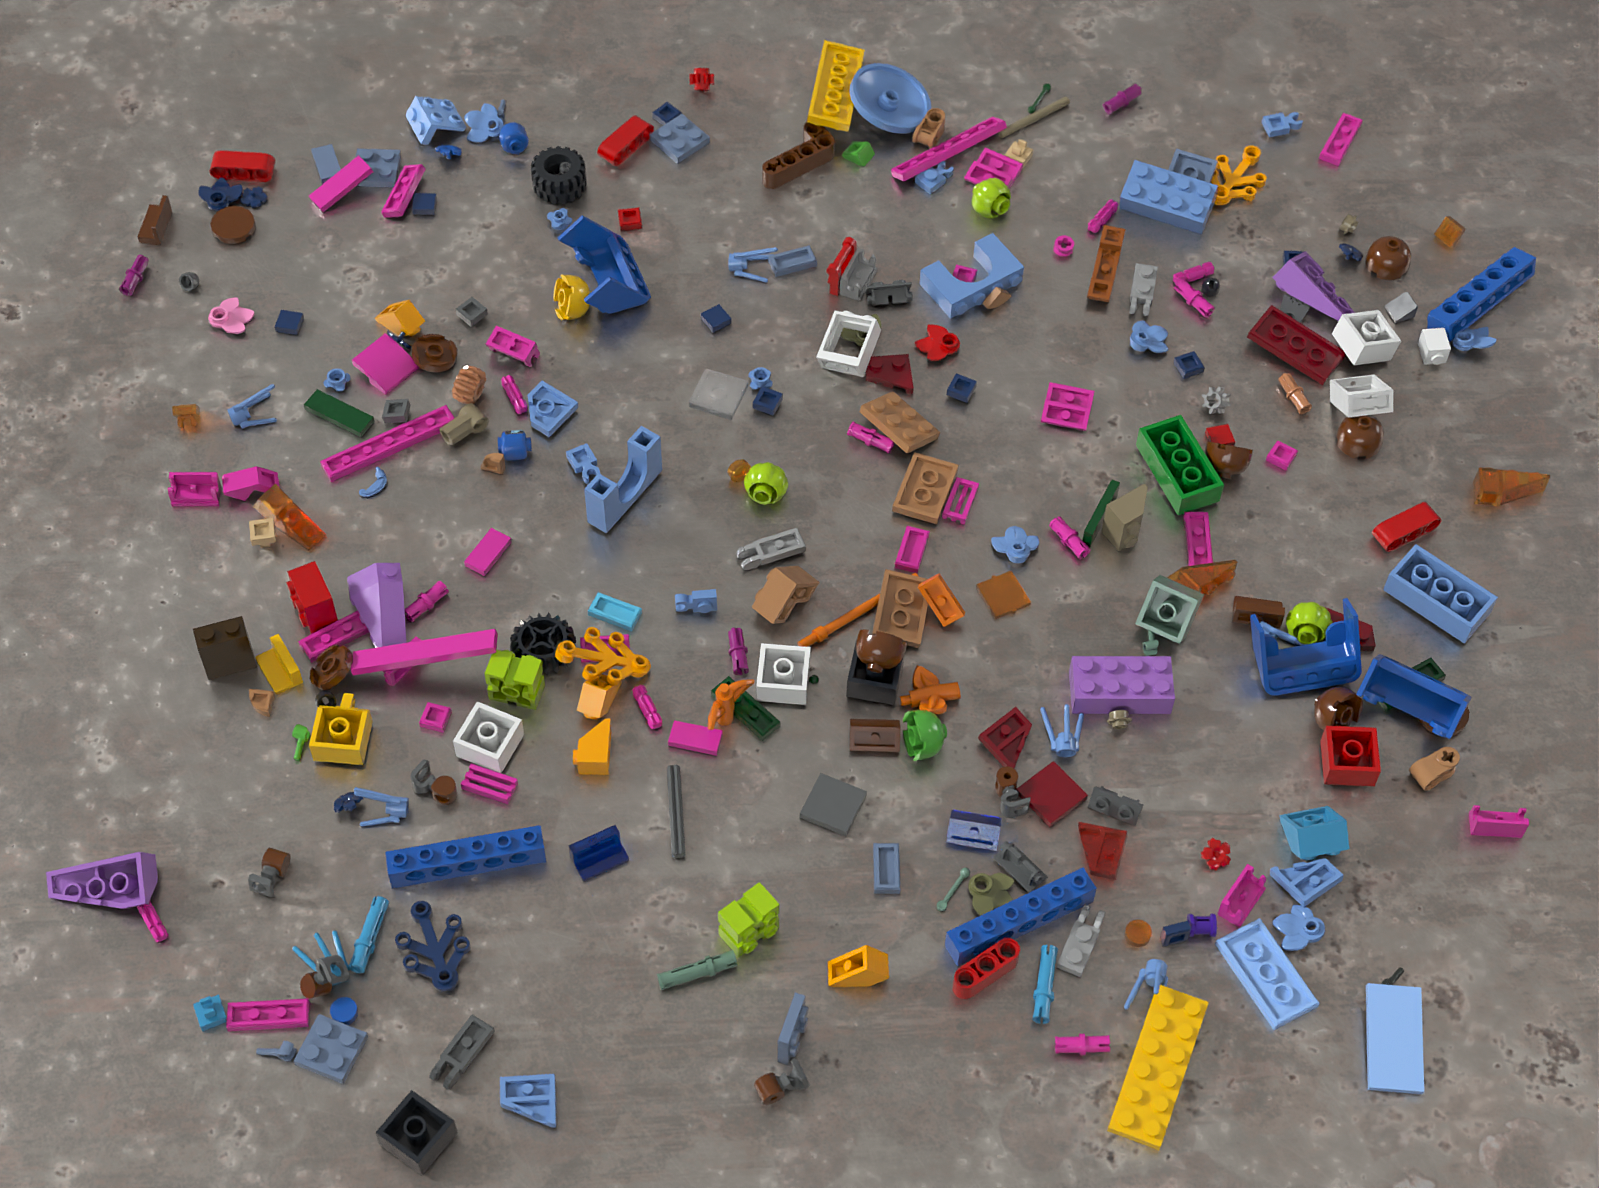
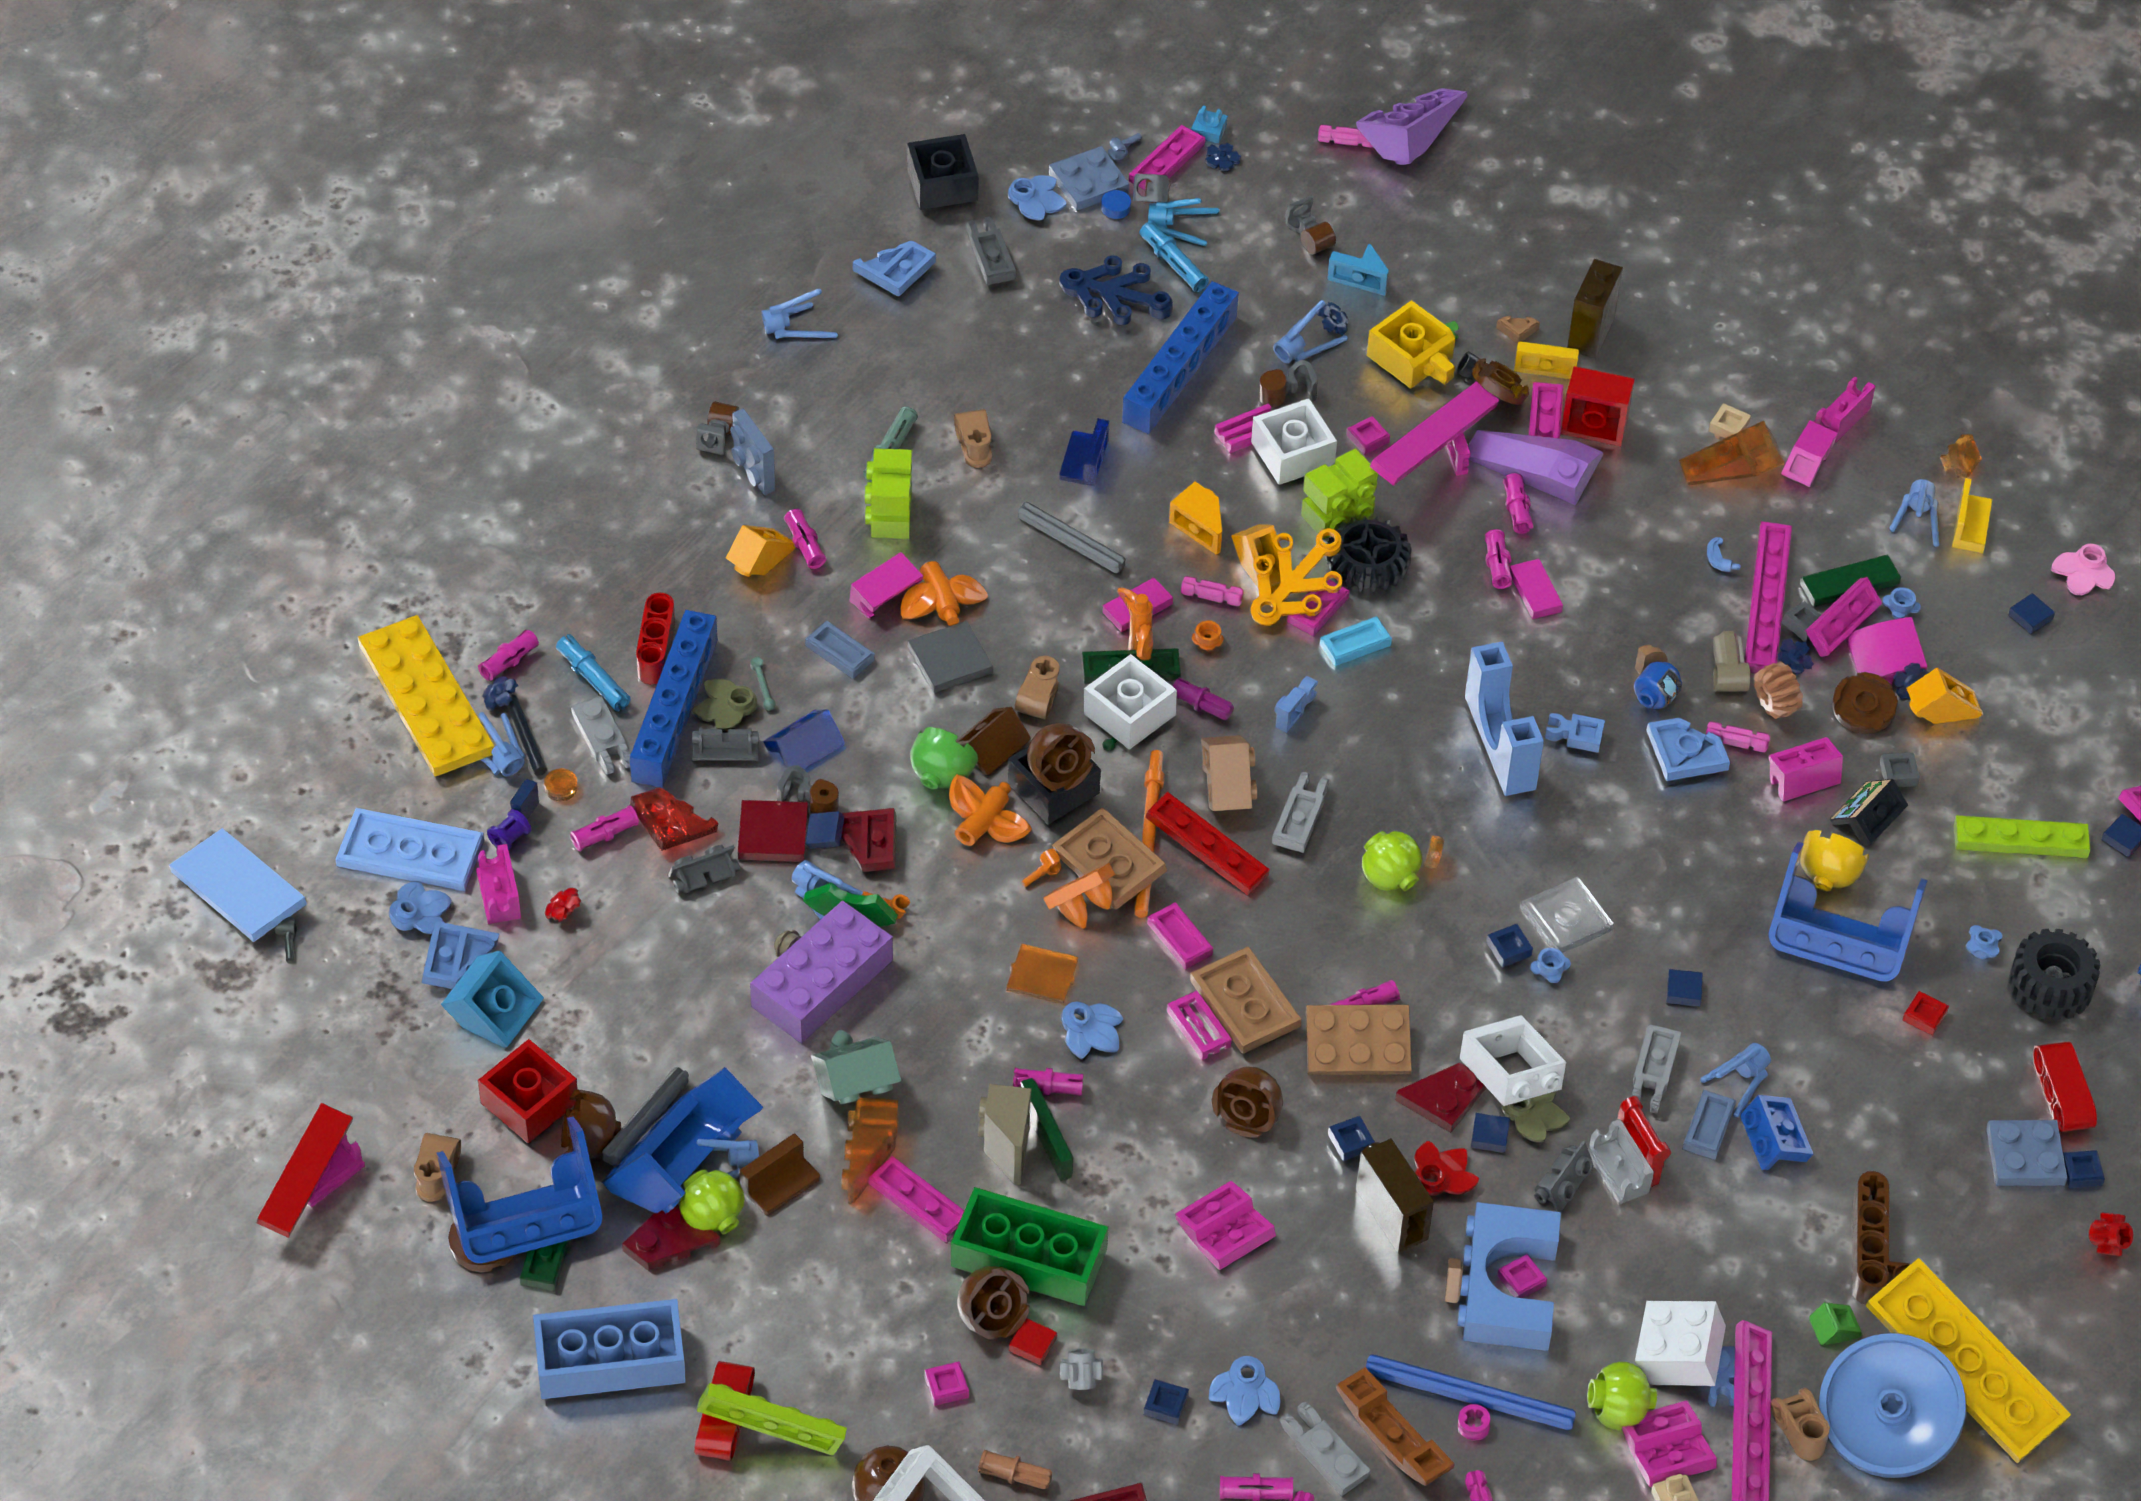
camera: 130 degrees right, 5 degrees down
(235, 983) = (1222, 157): none -> dark blue plant
(237, 385) = (1971, 521): none -> yellow panel
(285, 811) = (1363, 273): none -> dark azure slope
(376, 393) = (1843, 617): none -> dark pink tile
(380, 1063) = (1036, 196): none -> medium blue plate
(425, 405) = (1794, 656): none -> dark blue plant
(467, 243) = (2021, 836): none -> lime plate
(483, 580) = (1497, 550): none -> dark pink pin
(513, 311) = (1871, 809): none -> black panel
(641, 927) = (974, 436): none -> medium nougat piece
(650, 1129) = (777, 318): none -> medium blue plant
(686, 677) = (1207, 635): none -> orange plate
(773, 229) = (1775, 1131): none -> blue bracket
(782, 297) = (1656, 1063): none -> light grey hinge
(793, 841) = (941, 594): none -> orange plant
(815, 967) = (812, 553): none -> dark pink pin
(818, 733) = (1039, 688): none -> medium nougat piece
(818, 875) = (883, 584): none -> dark pink hinge
(840, 576) = (1207, 843): none -> red tile
(893, 339) = (1490, 1132): none -> dark blue tile
(930, 639) = (1050, 865): none -> orange hand
(943, 186) = (1681, 1342): none -> white brick
(984, 337) = (1394, 1195): none -> dark brown brick
(988, 436) = (1248, 1101): none -> reddish brown cylinder
(1027, 762) = (824, 830): none -> dark blue tile
(1038, 694) = (898, 900): none -> orange hand
(1050, 257) = (1471, 1392): none -> blue axle
(1060, 699) = (872, 906): none -> green tile
(1114, 1023) = (499, 692): none -> dark blue plant
(1124, 985) = (526, 736): none -> black bar
(1145, 877) = (604, 828): none -> dark pink pin
(1294, 694) = (645, 1116): none -> dark grey axle
(1397, 490) = (771, 1419): none -> lime plate
(1521, 808) = (304, 1170): none -> red tile

